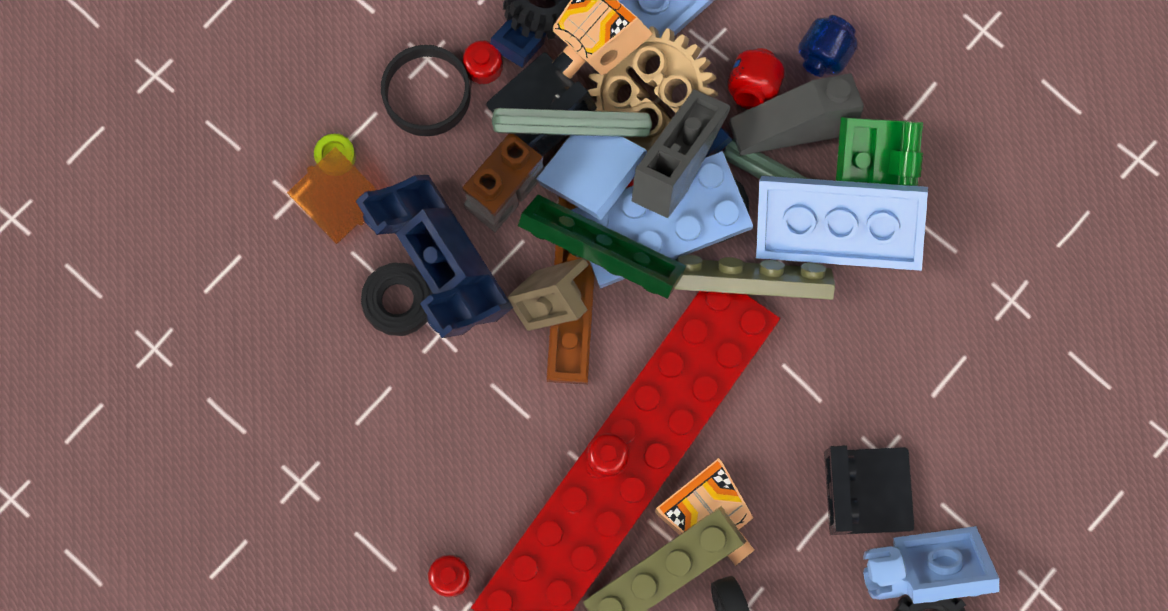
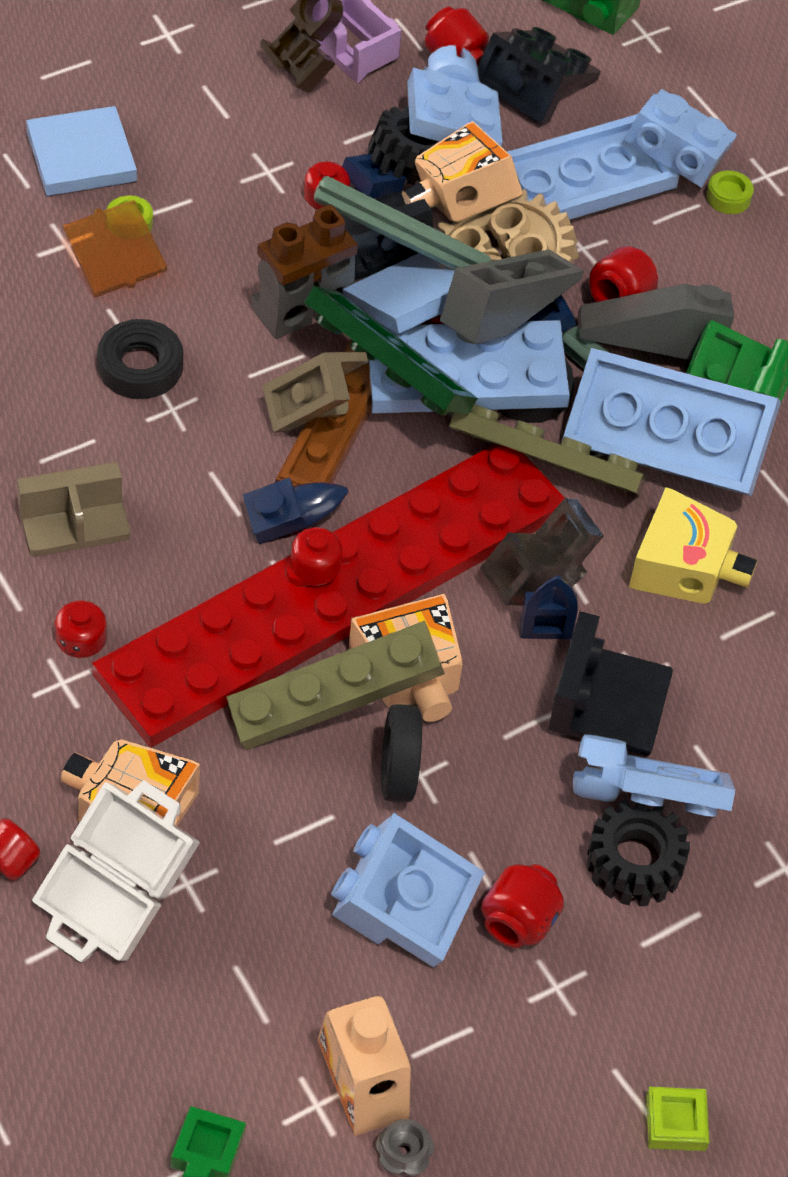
camera: 10 degrees right, 25 degrees down
(269, 98) = (81, 150): none -> light blue tile
(403, 471) = (73, 509): none -> dark tan panel
(417, 52) = (253, 157): black tyre -> none
(442, 252) = (210, 334): dark blue bracket -> none
(568, 403) = (289, 508): none -> dark blue plate
(780, 388) = (557, 548): none -> clear smoke brick
(798, 434) = (549, 611): none -> dark blue plate
(828, 46) = (718, 266): clear blue head -> none
(888, 333) = (689, 551): none -> light yellow torso

